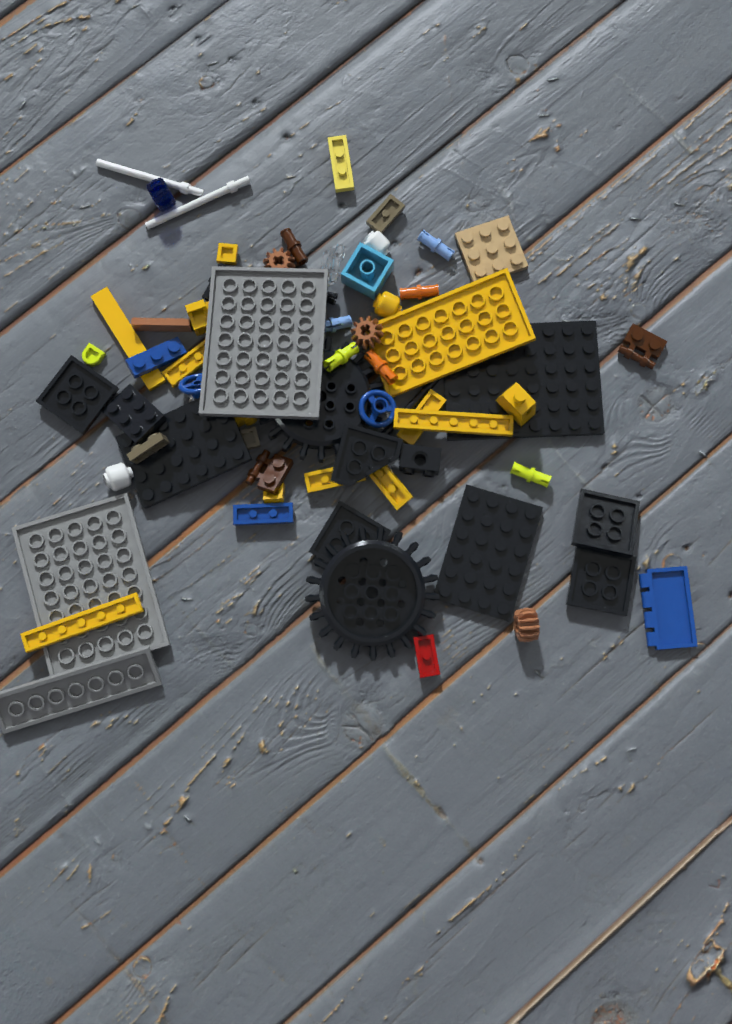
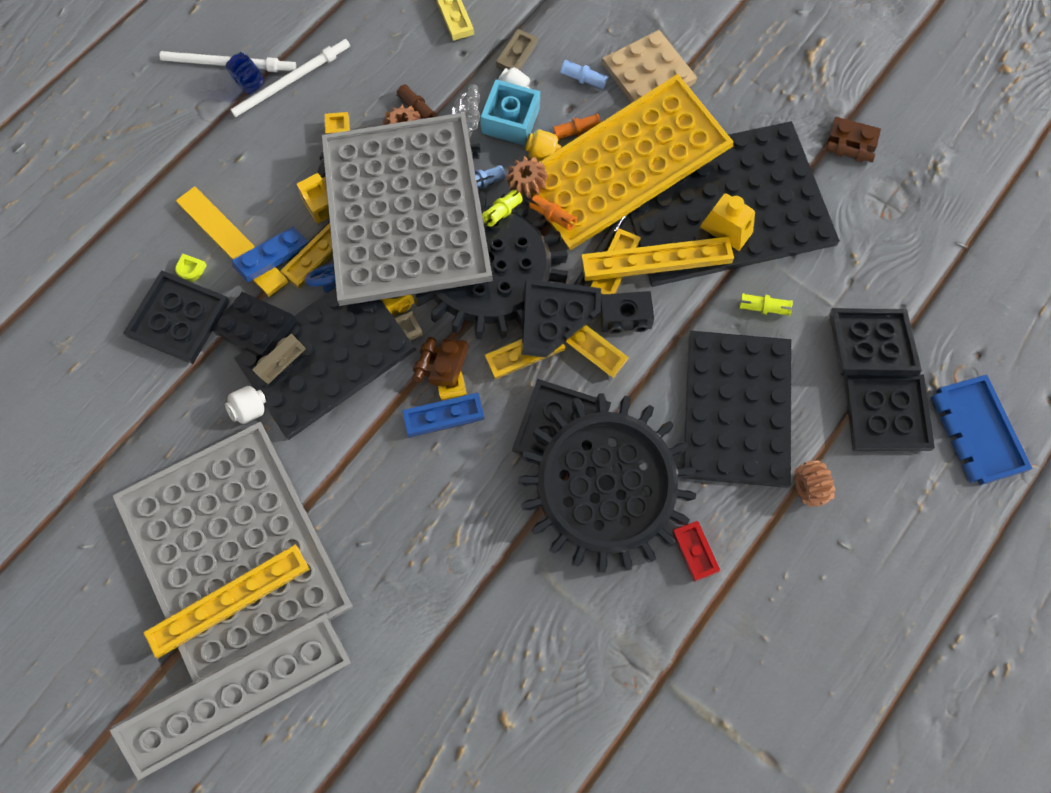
camera: 15 degrees left, 10 degrees down
(162, 324) = (271, 216): nougat tile -> none
(382, 402) = (564, 253): blue piece -> none

